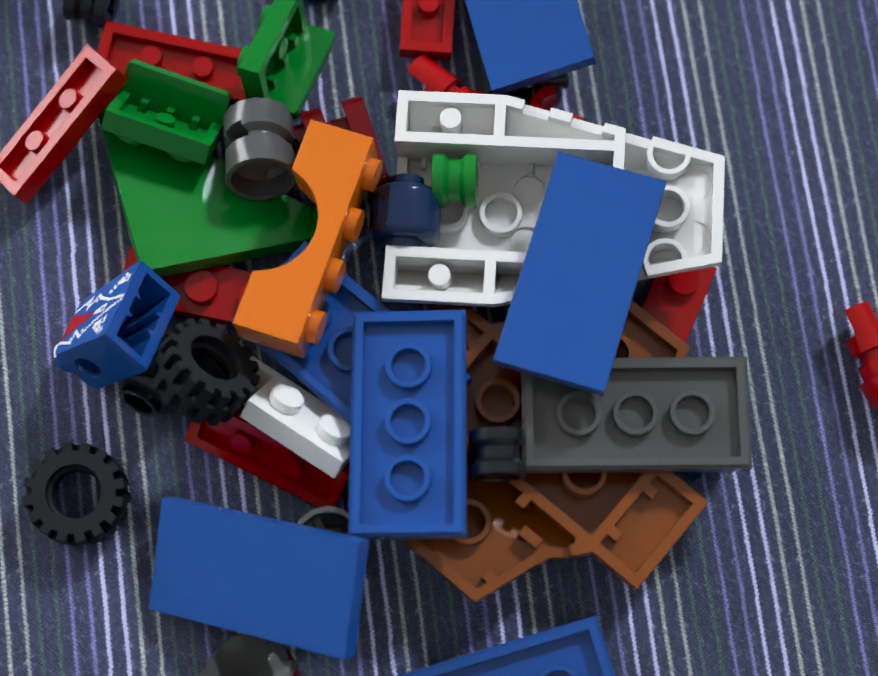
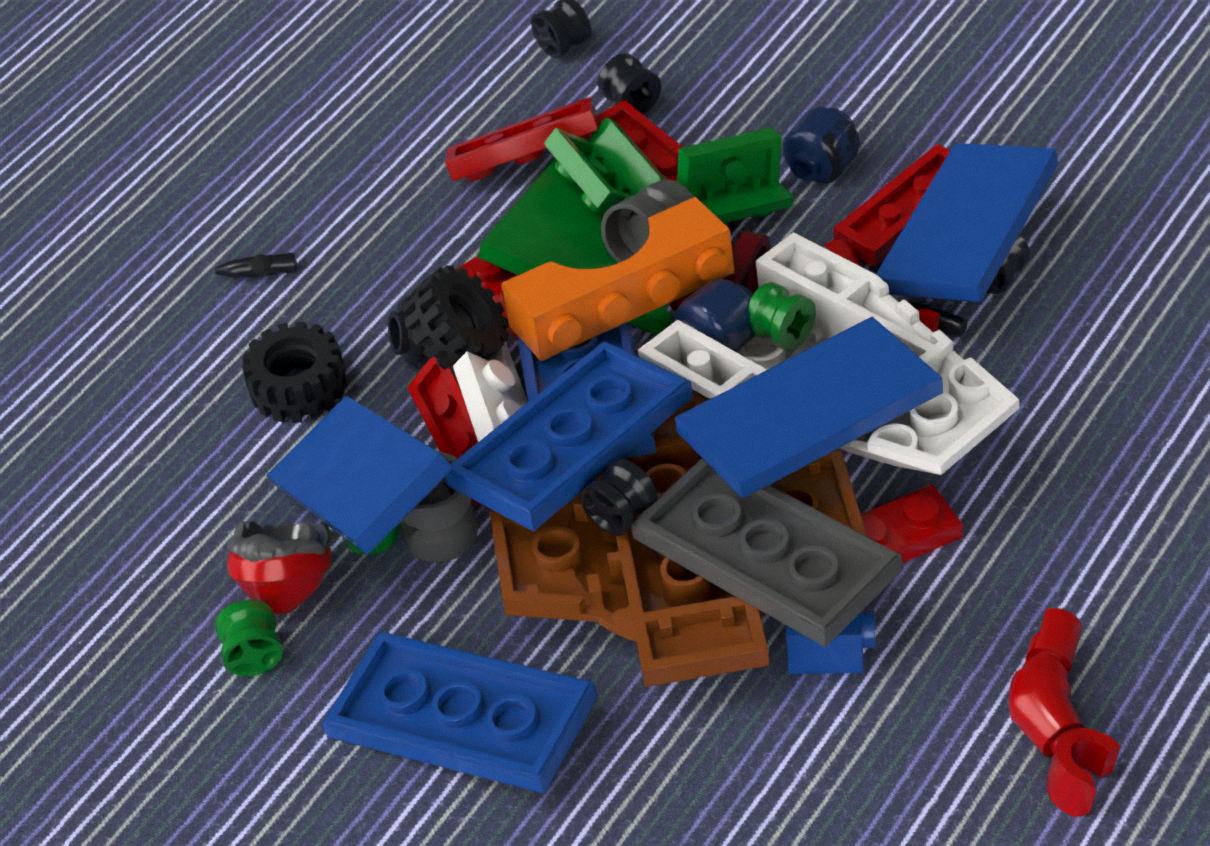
camera: 55 degrees right, 30 degrees down
(106, 339) = (414, 254): blue torso -> none

